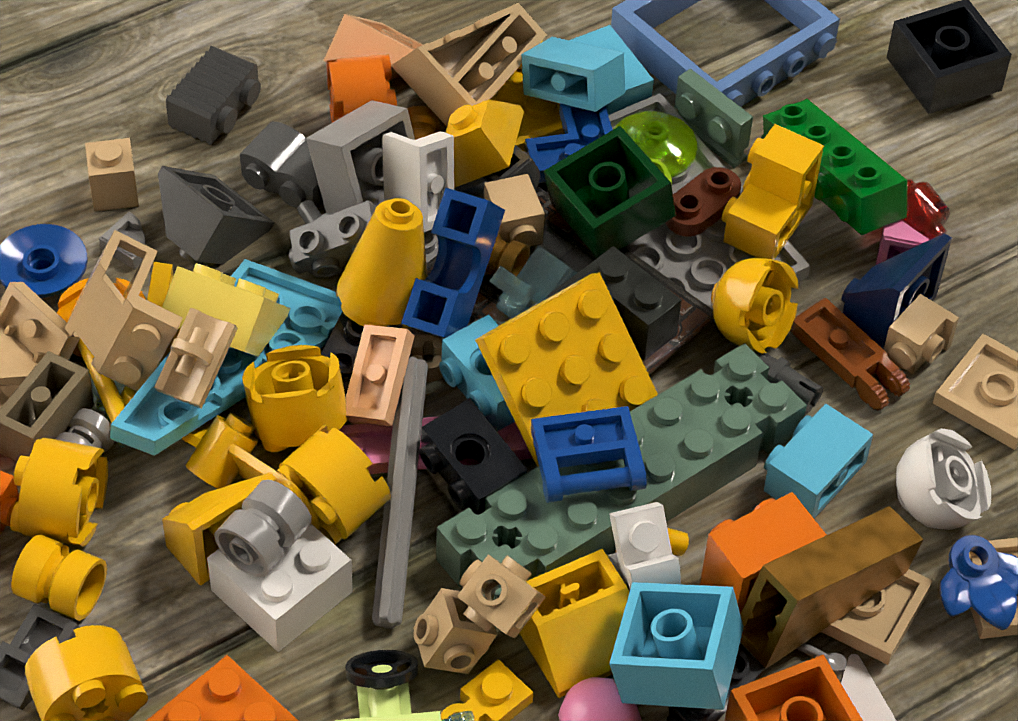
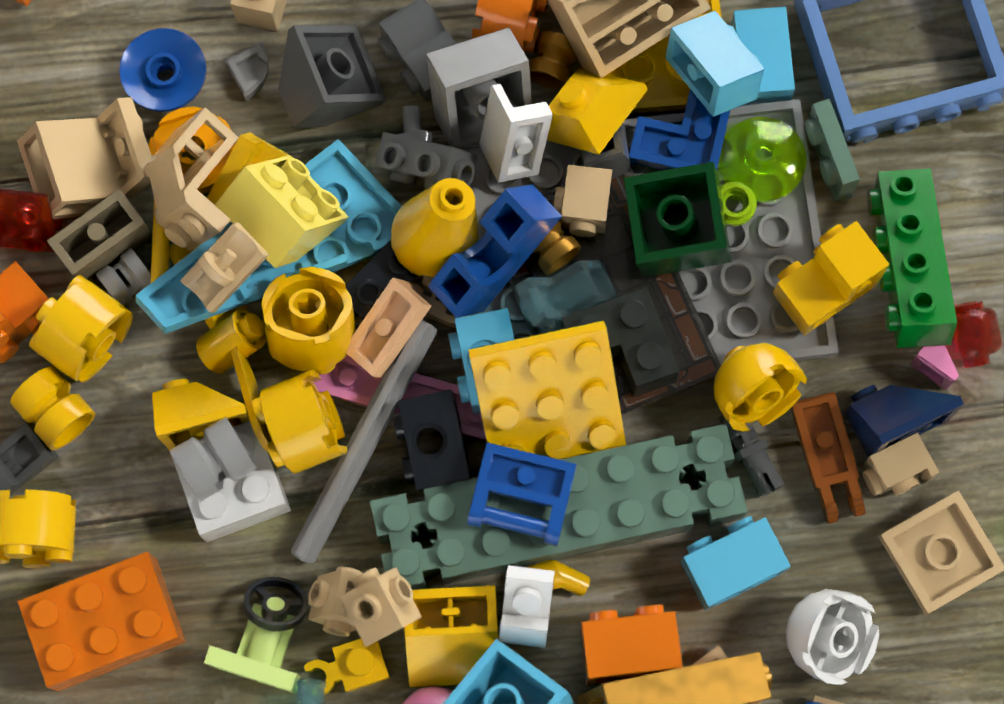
camera: 30 degrees right, 25 degrees up
(707, 196) = (775, 244): copper plate -> none

